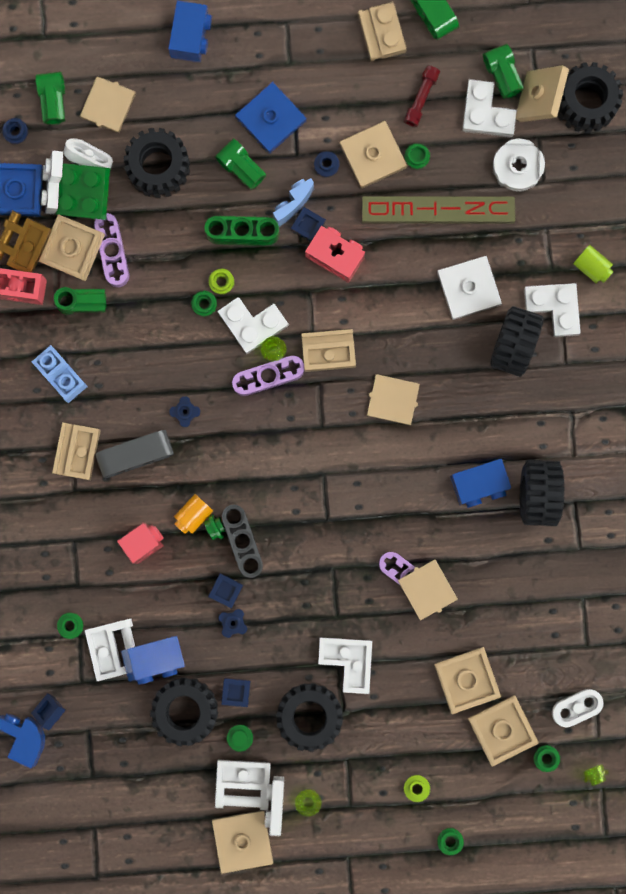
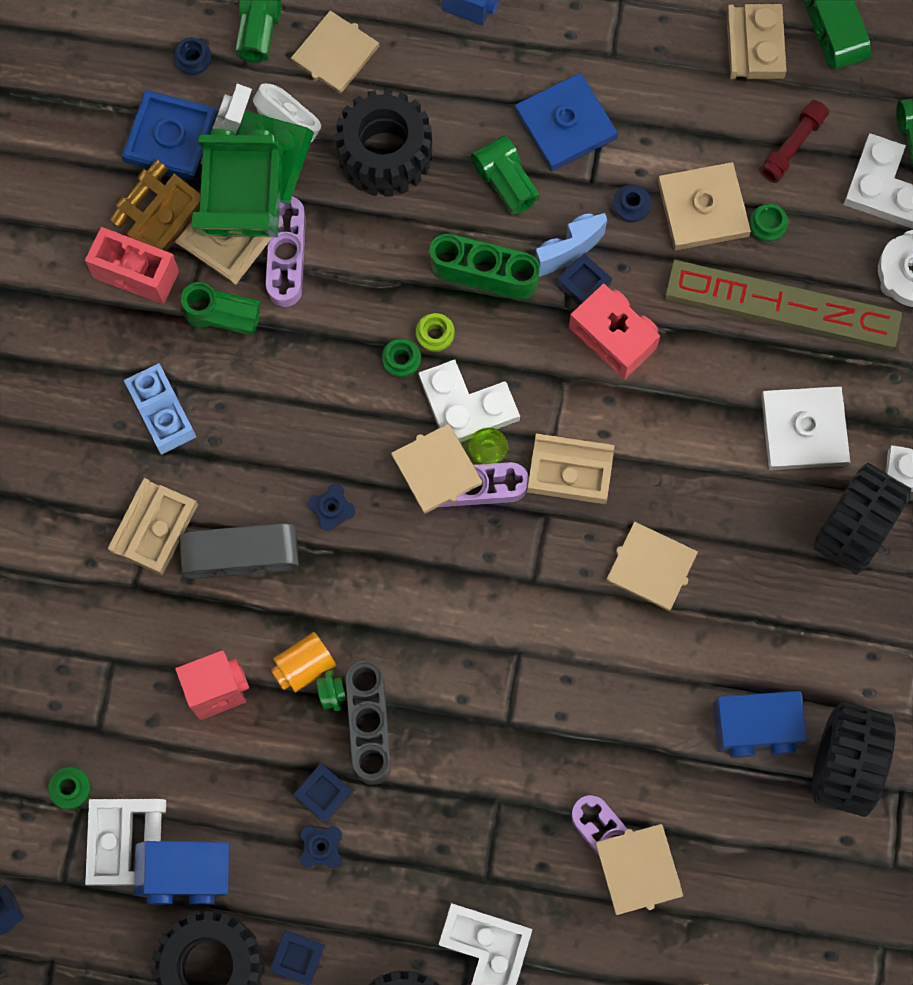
camera: 15 degrees right, 10 degrees down
(72, 217) = (239, 184): none -> green panel
(244, 371) = (436, 468): none -> tan piece

